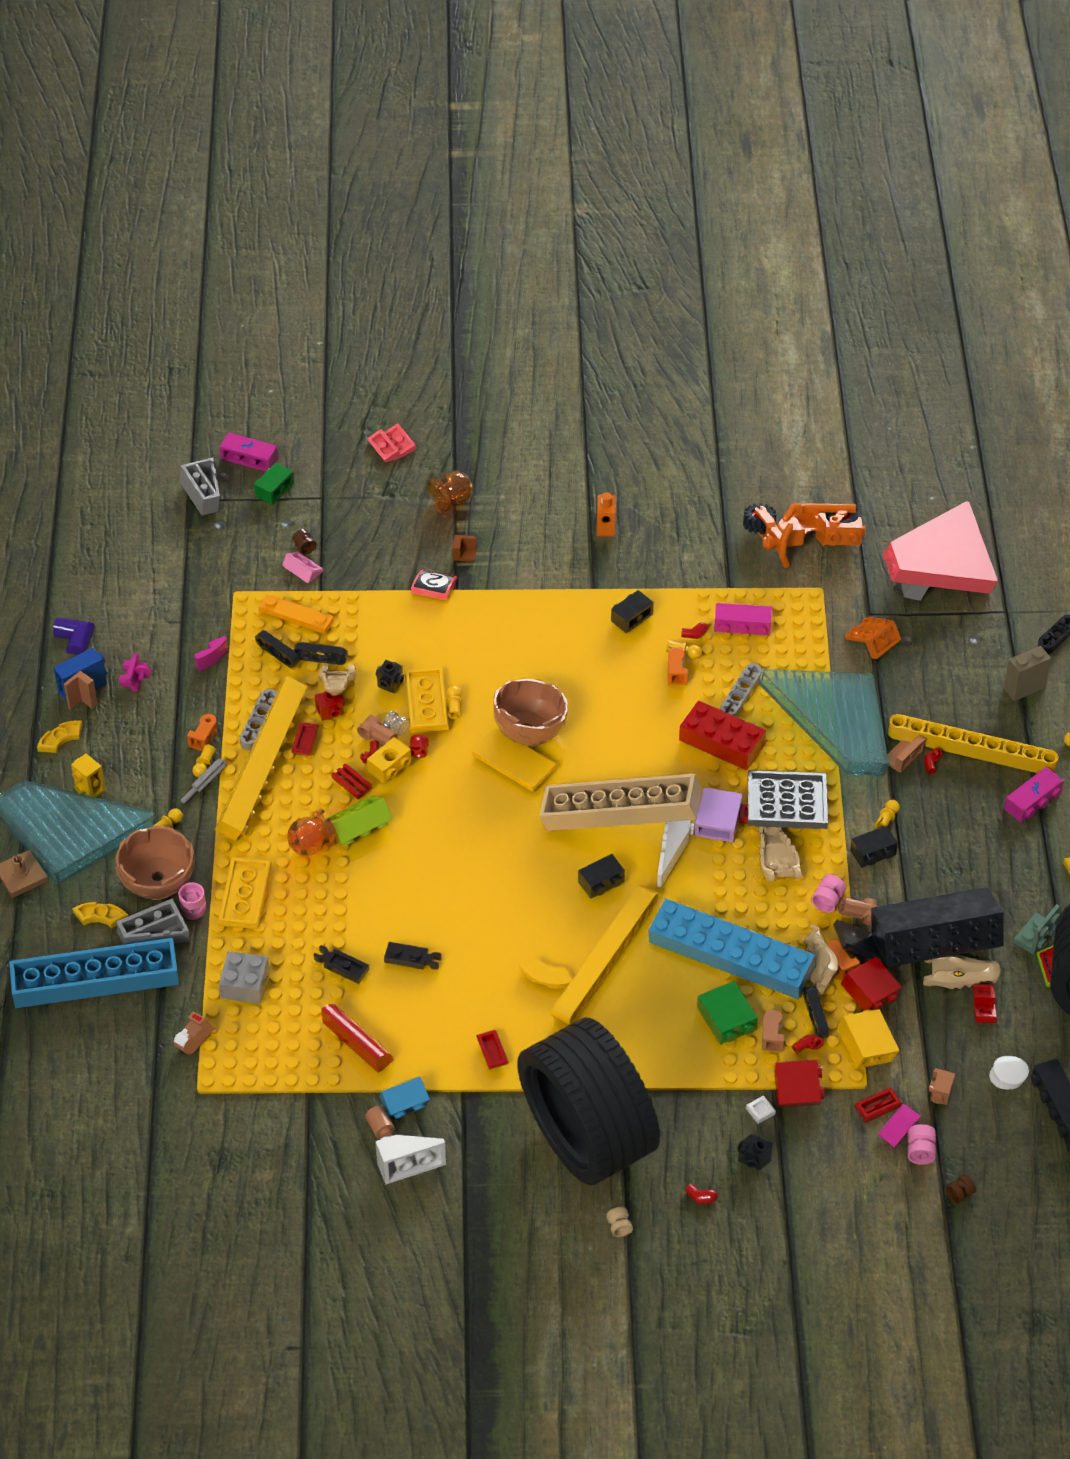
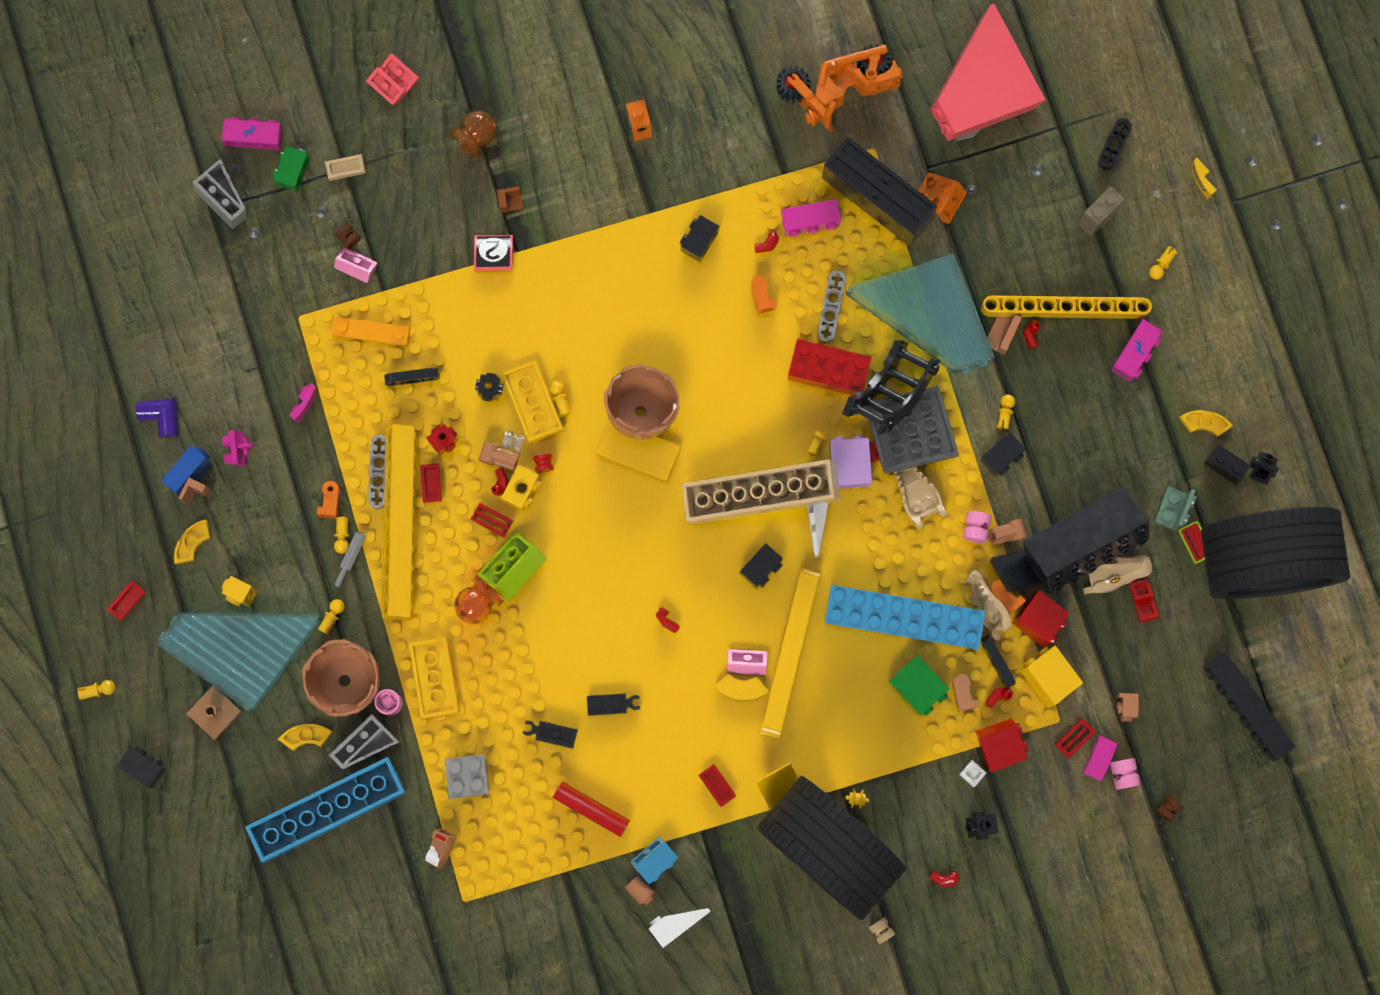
camera: 15 degrees left, 30 degrees up
(277, 649) = (368, 383): black beam -> none
(322, 495) = (345, 167): none -> tan tile
(336, 681) = (440, 410): tan animal -> none
(492, 902) = (666, 622): none -> red arm
(559, 954) = (747, 662): none -> bright pink slope
(693, 651) = (772, 270): yellow pin -> none
(765, 760) = (857, 402): none -> black fence
(814, 606) = (879, 191): none -> black brick
(1009, 1072) = (1183, 671): white piece -> none

